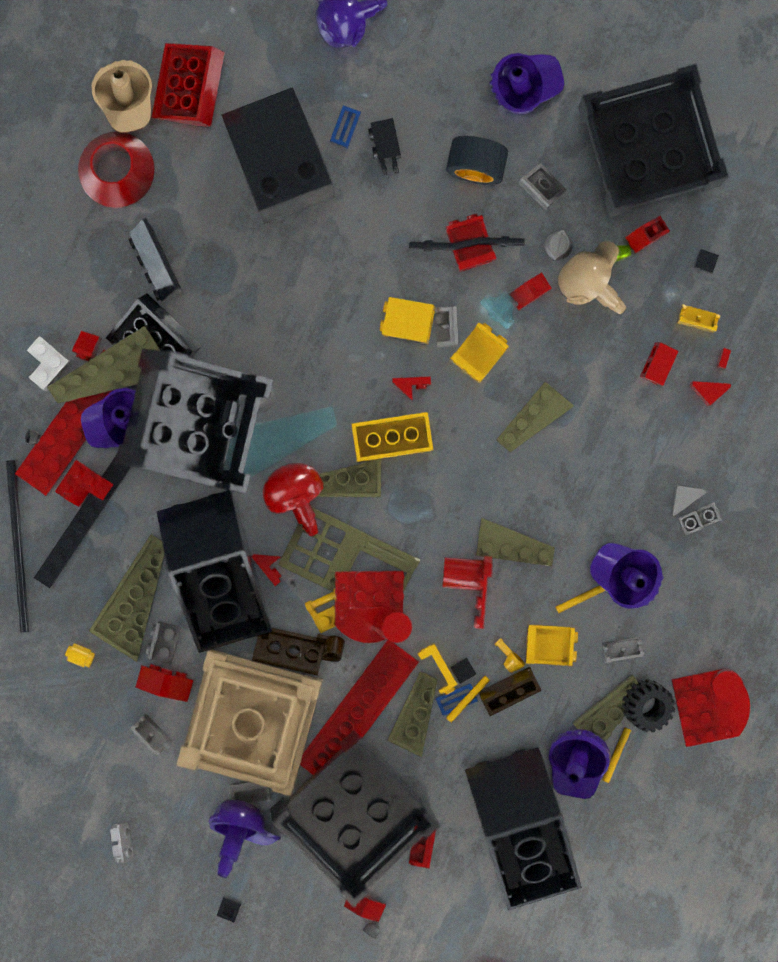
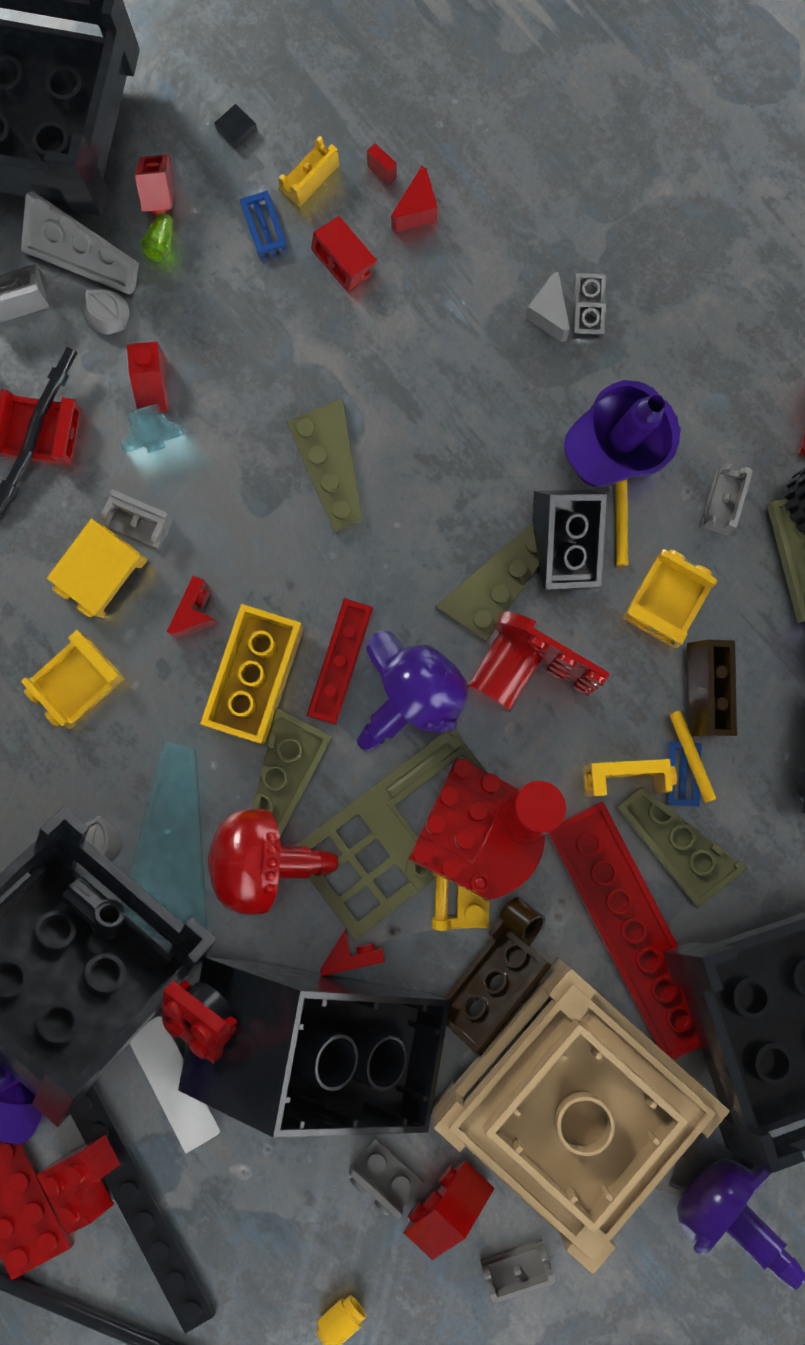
camera: 65 degrees left, 5 degrees down
(127, 611) = (309, 1208): olive wing -> none
(160, 498) = (163, 1069): none -> white panel
(202, 505) = (198, 1017): none -> red piece
(340, 339) = (72, 681): none -> yellow panel
(424, 480) = (340, 661): none -> red tile
(428, 533) = (420, 690): none -> dark purple piece
(463, 670) = (645, 743): black tile -> none
(480, 352) = (196, 491): yellow panel -> none
(513, 661) = (668, 664): yellow bar -> none
(556, 573) = (570, 537): none -> black slope
(585, 204) = (70, 245): none -> light grey wing
(588, 277) = (168, 282): tan piece -> none
(644, 319) = (270, 246): none -> blue tile

